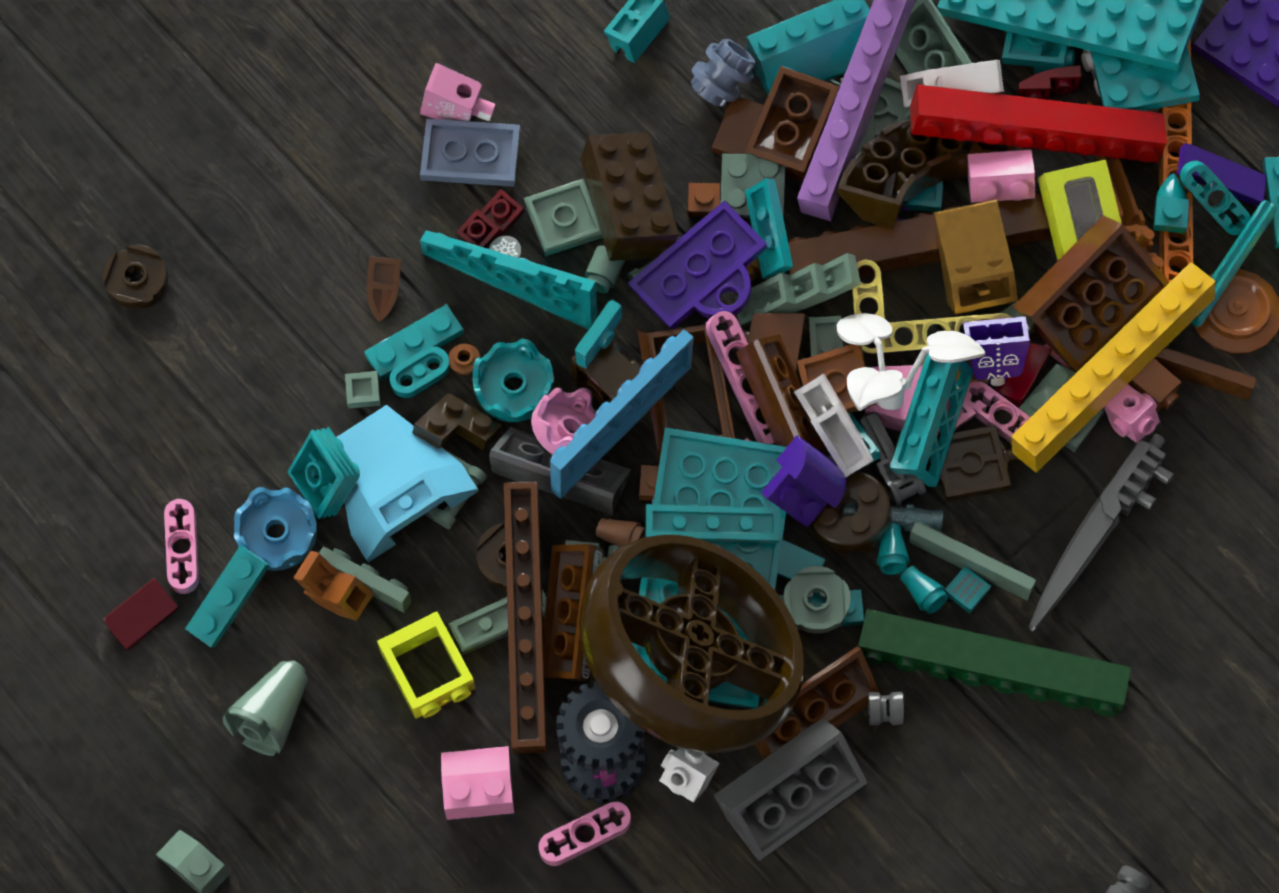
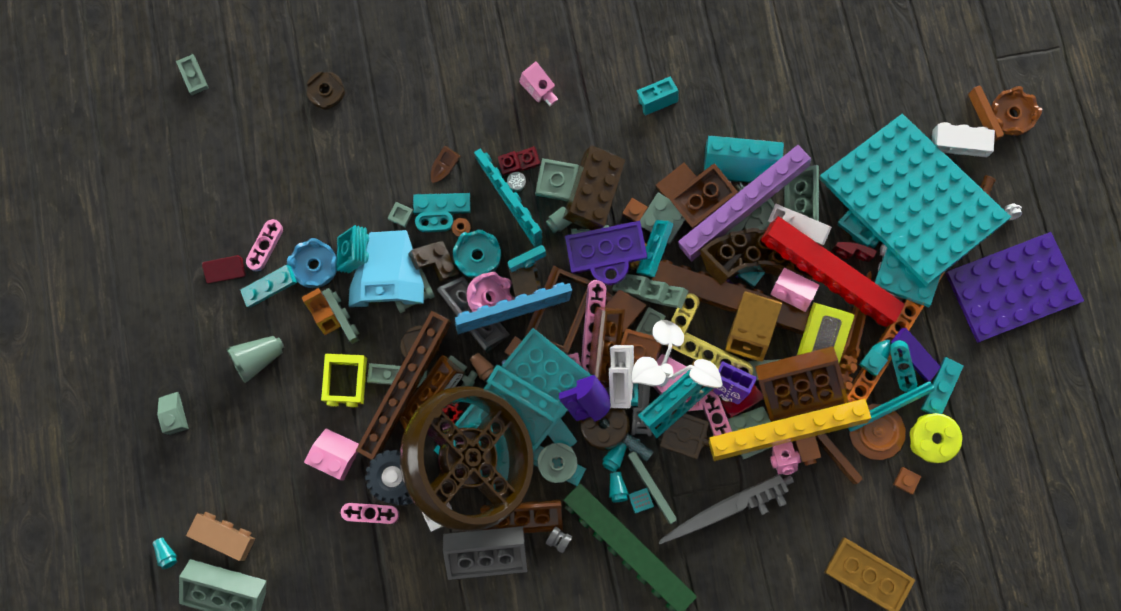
camera: 30 degrees right, 10 degrees up
(470, 152) = (530, 117): sand blue plate -> none
(719, 77) = (684, 148): sand blue piece -> none

